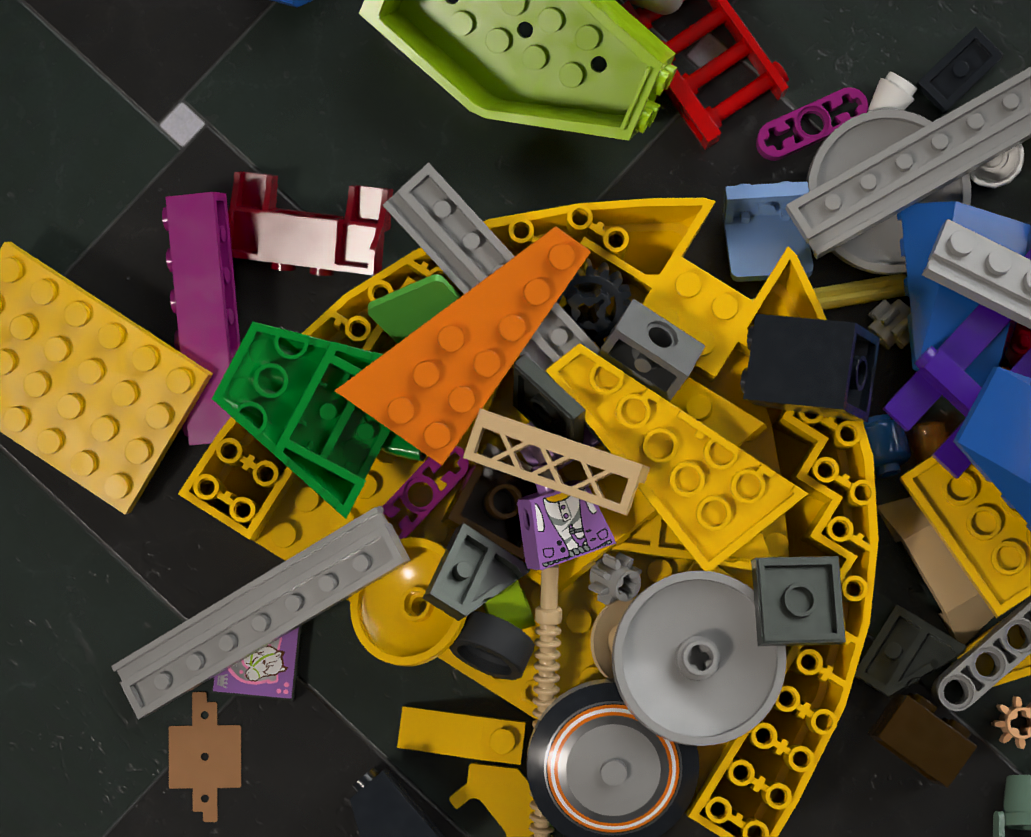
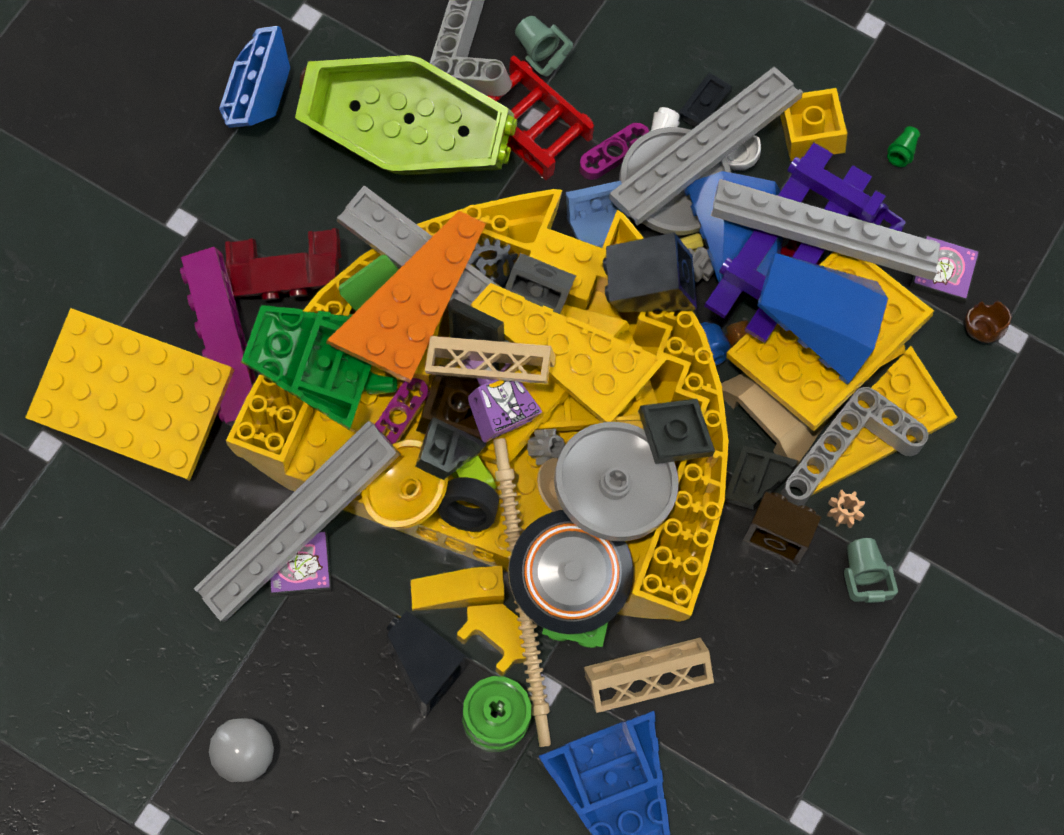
camera: 20 degrees left, 15 degrees down
(224, 760) = (287, 646): medium nougat piece -> none

